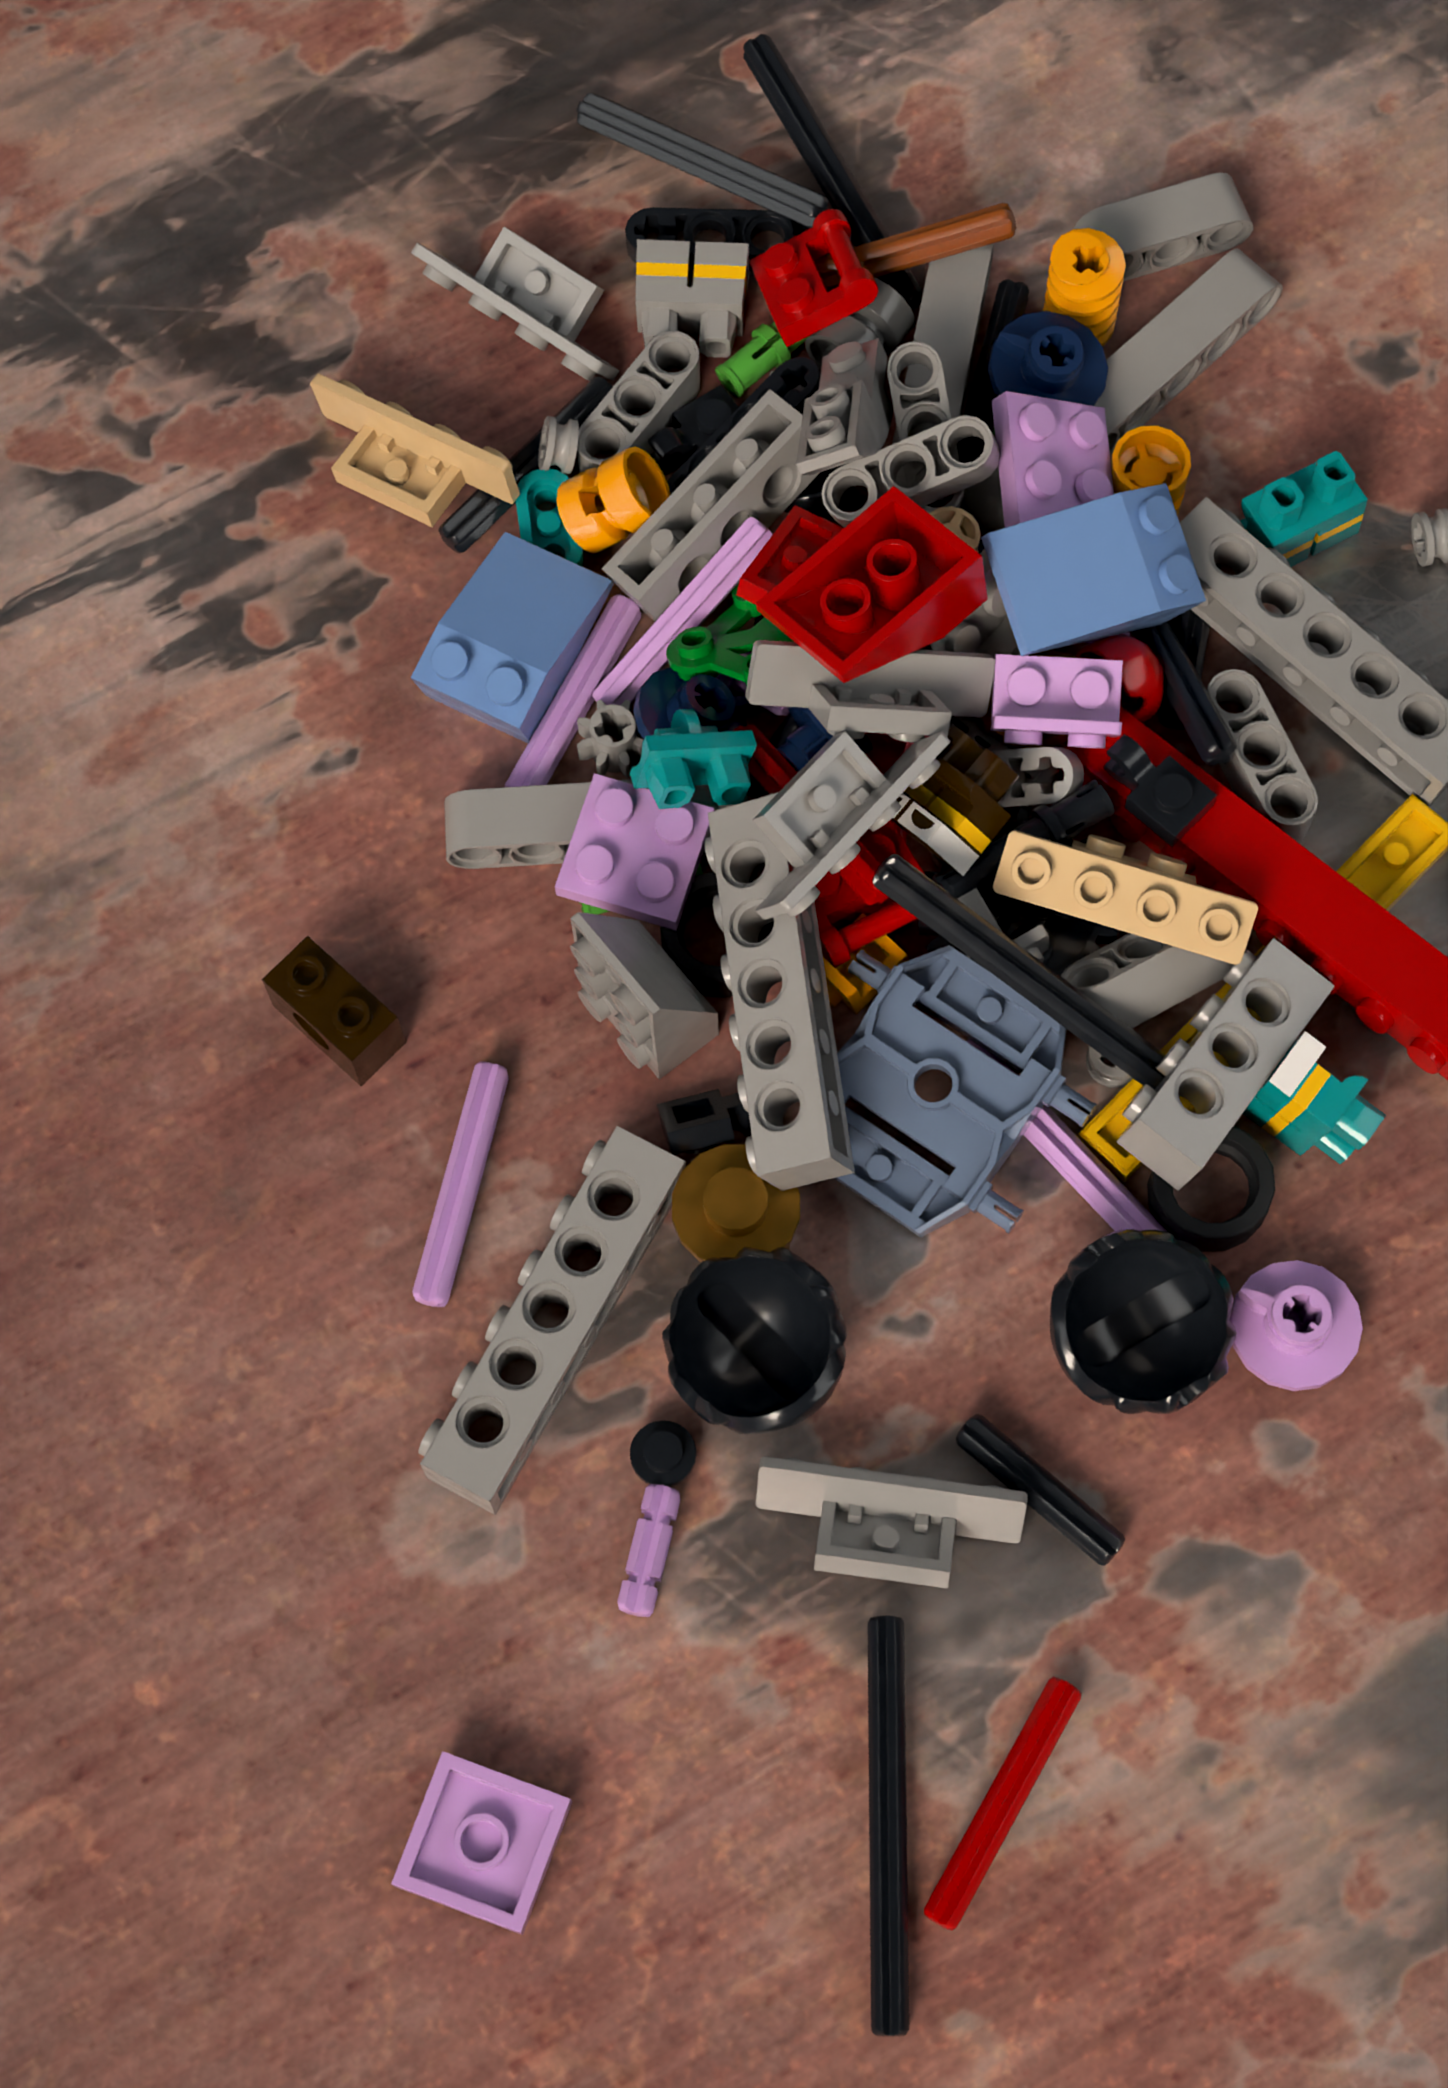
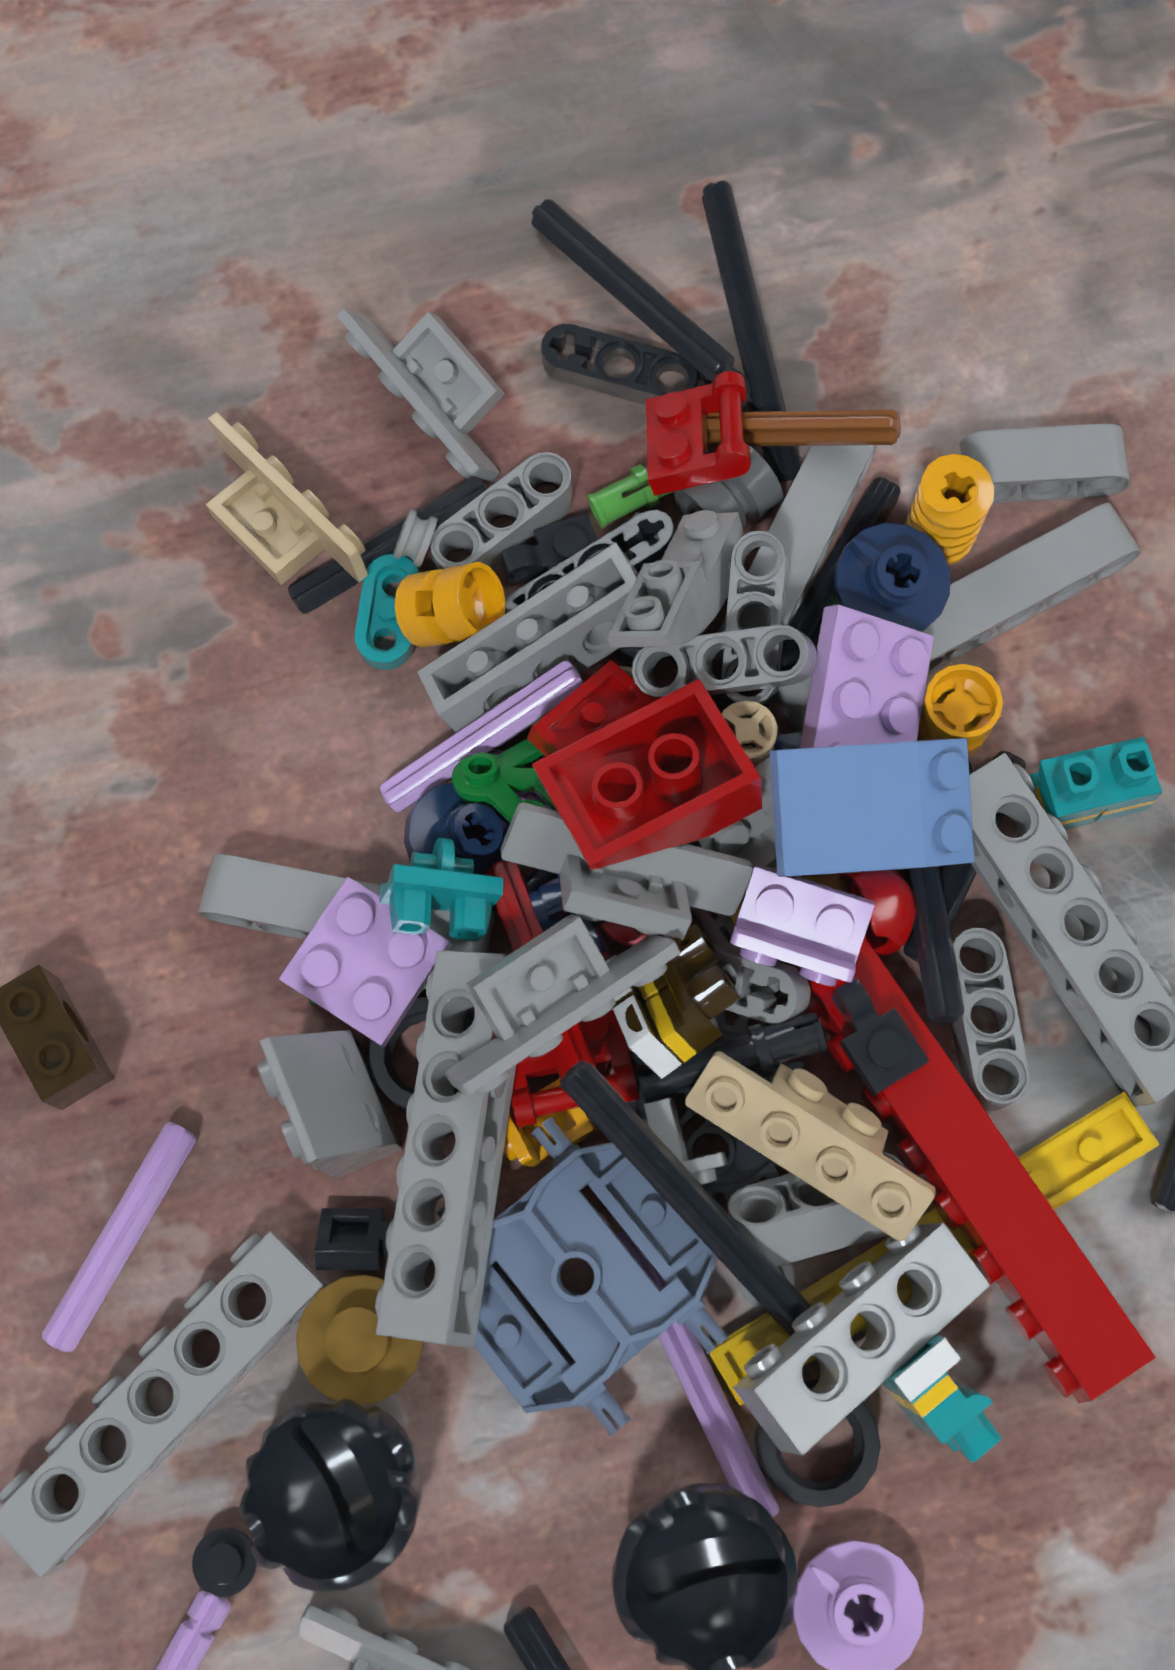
camera: 15 degrees right, 5 degrees up
(512, 636) = (319, 713): medium blue slope -> none
(575, 693) = (360, 787): lavender axle -> none
(610, 755) = (371, 830): light grey gear -> none
(707, 308) = (585, 417): light grey hips -> none

